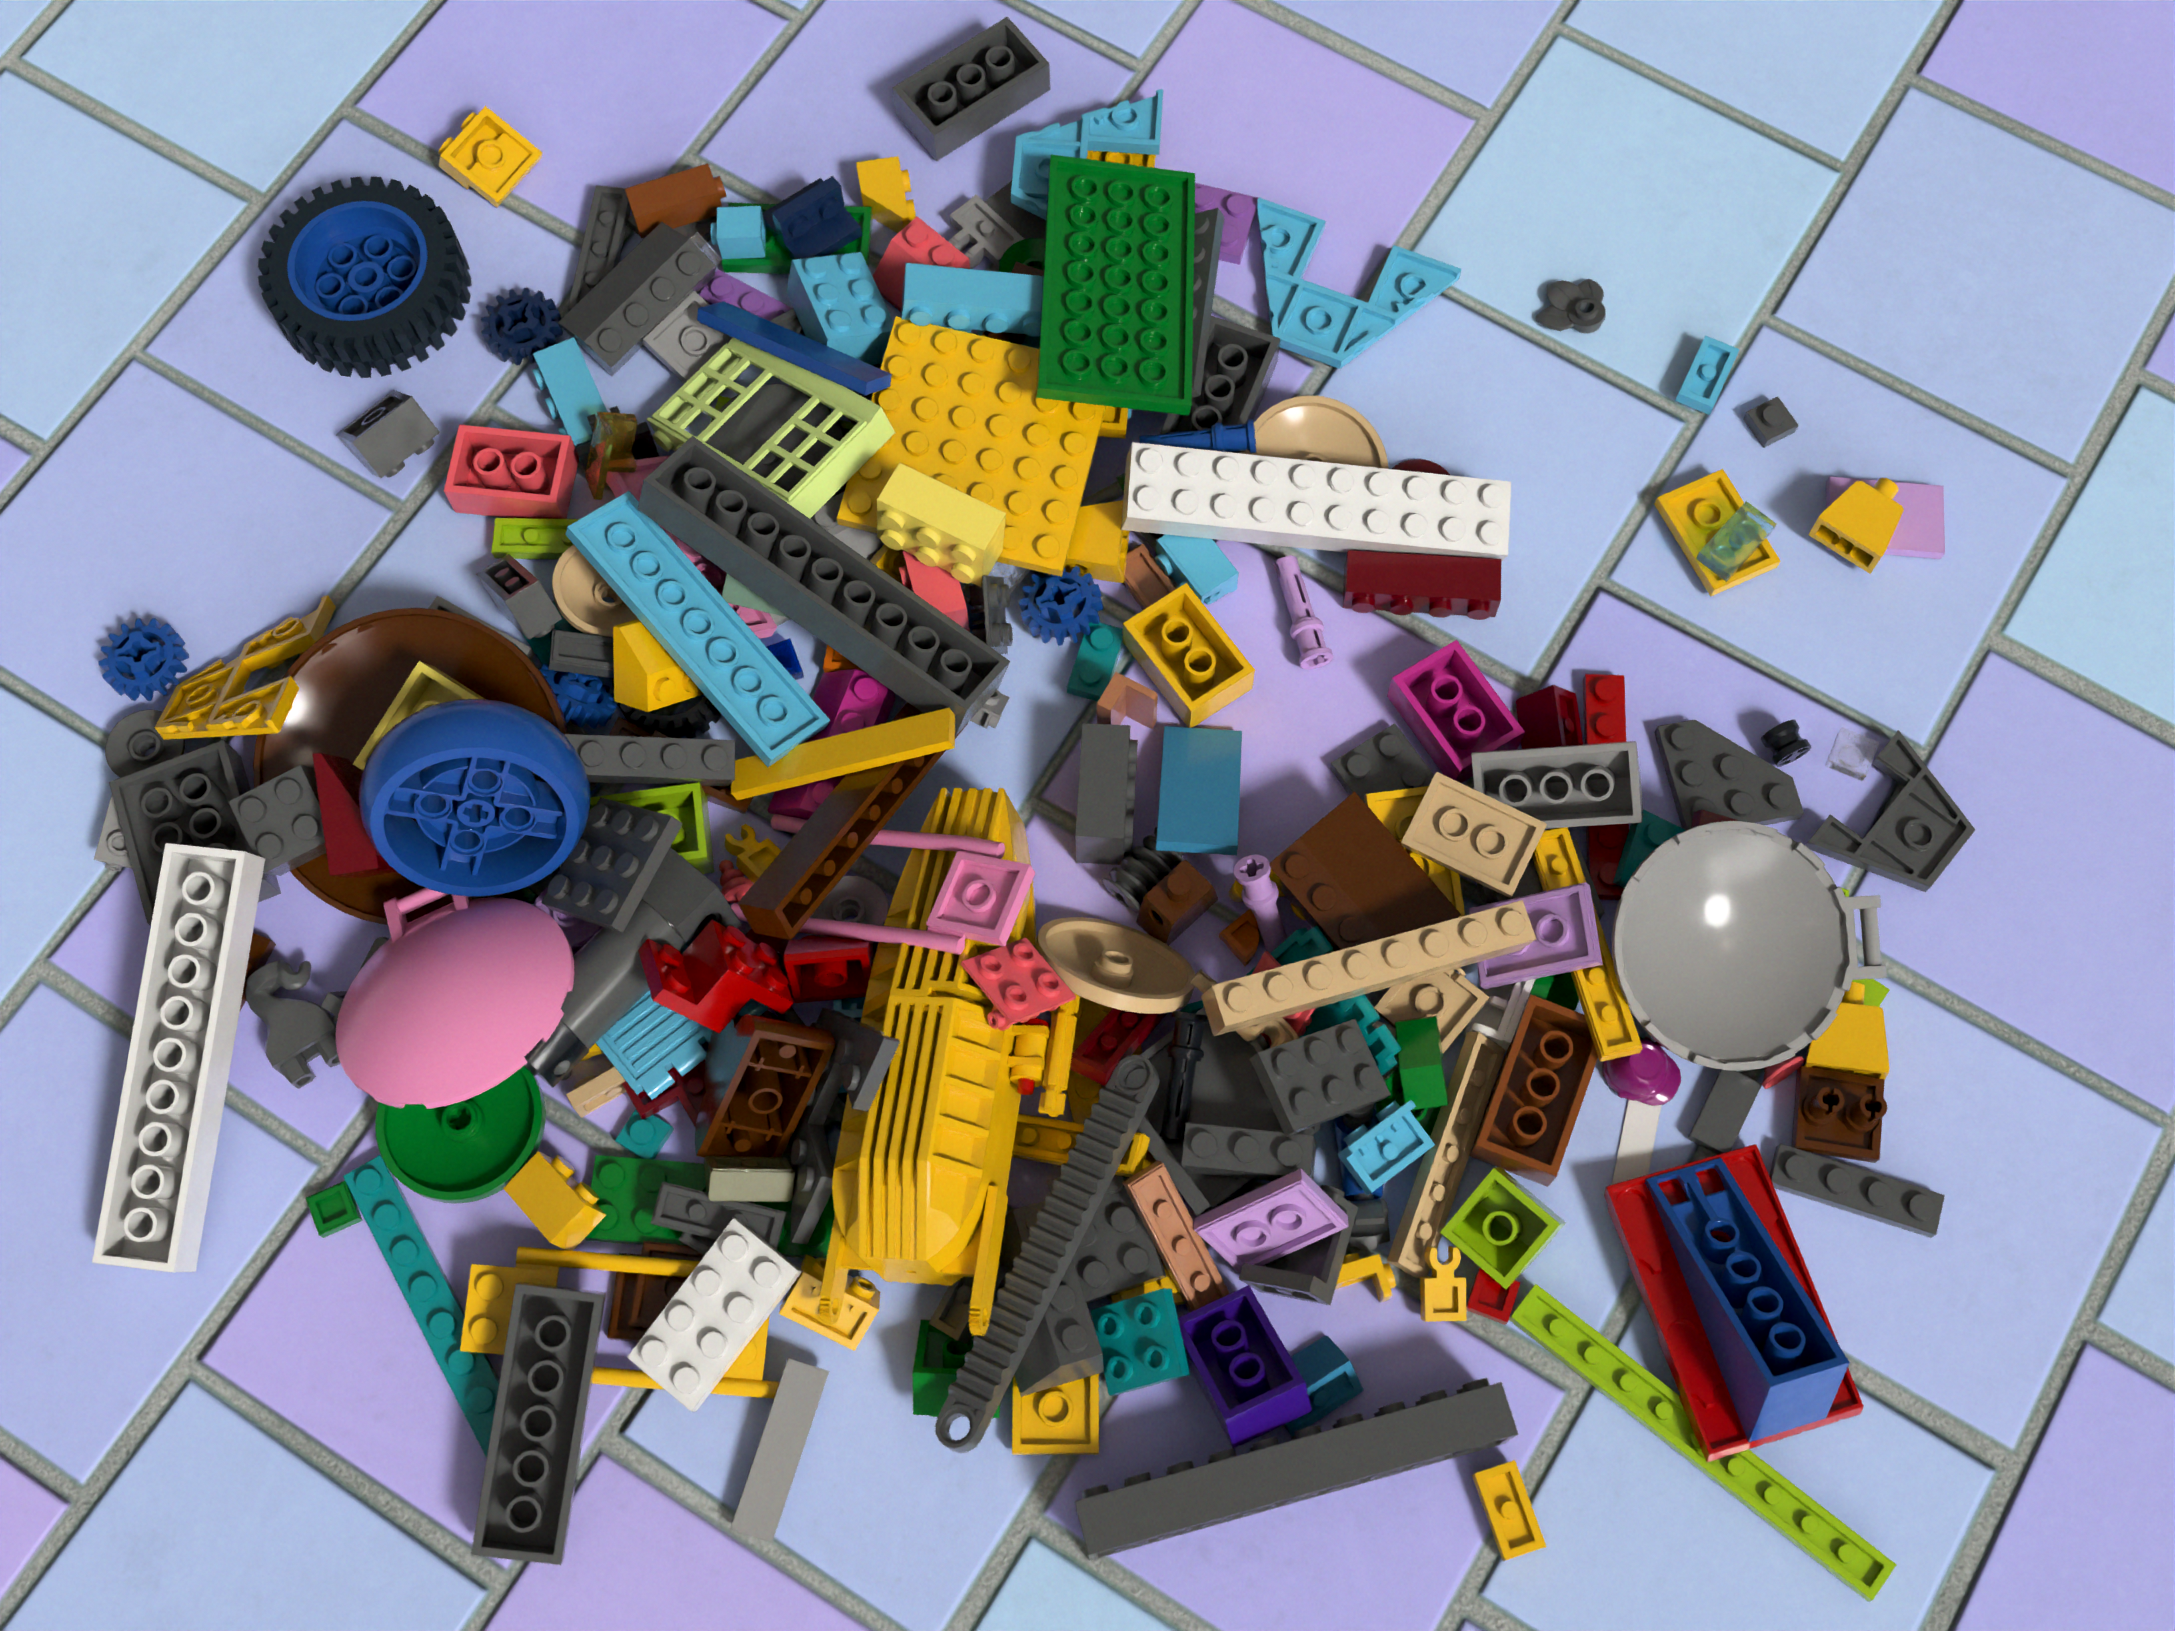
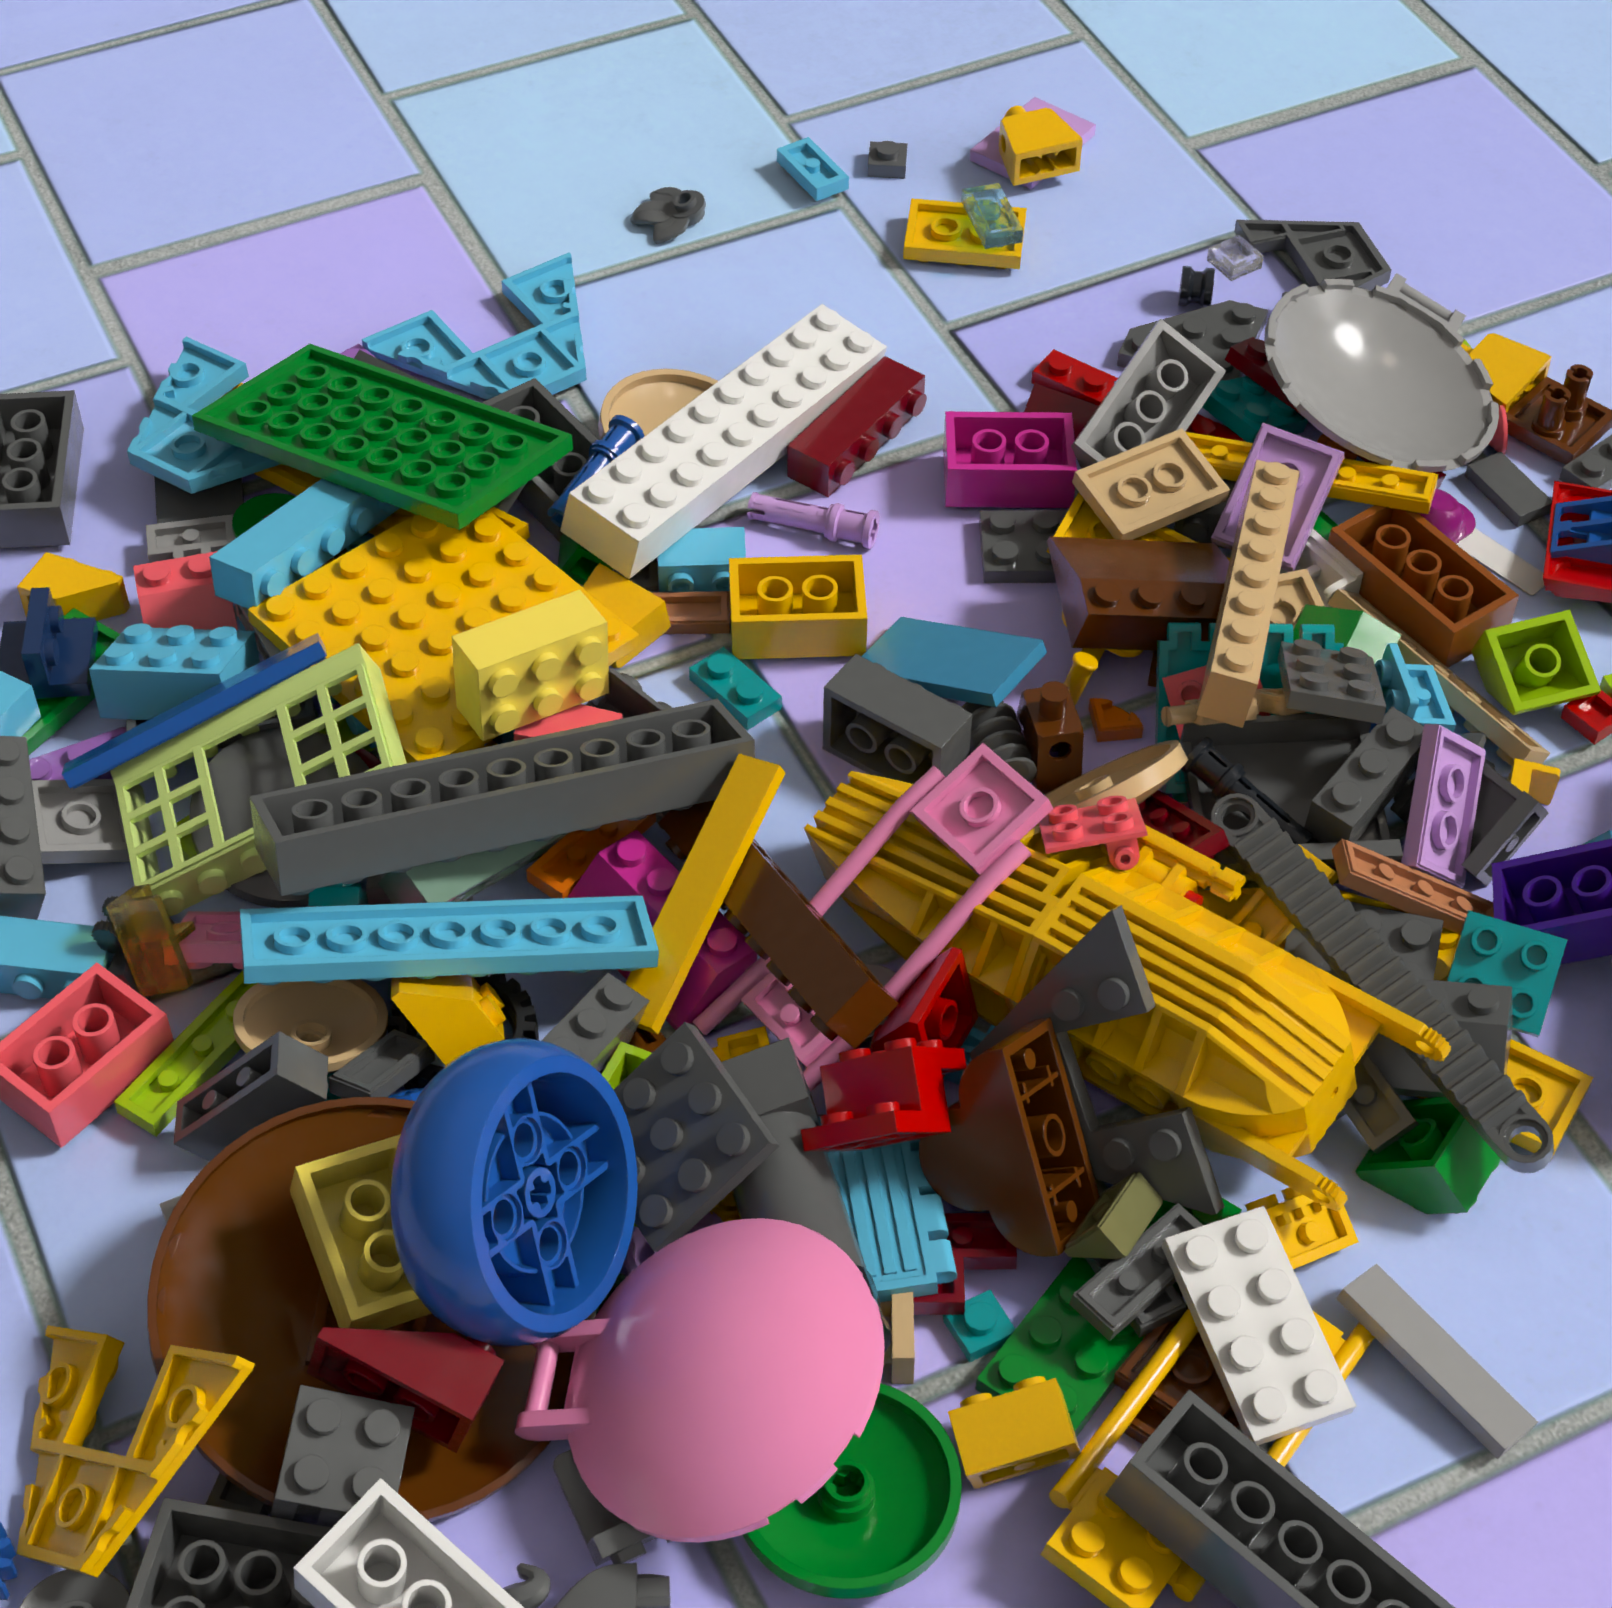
camera: 60 degrees left, 20 degrees down
(1047, 616) = (666, 669): blue gear -> none
(1129, 699) = (812, 664): nougat panel -> none
(1261, 895) = (1107, 648): lavender pin -> none
(1443, 1293) = (1570, 742): yellow plate -> none

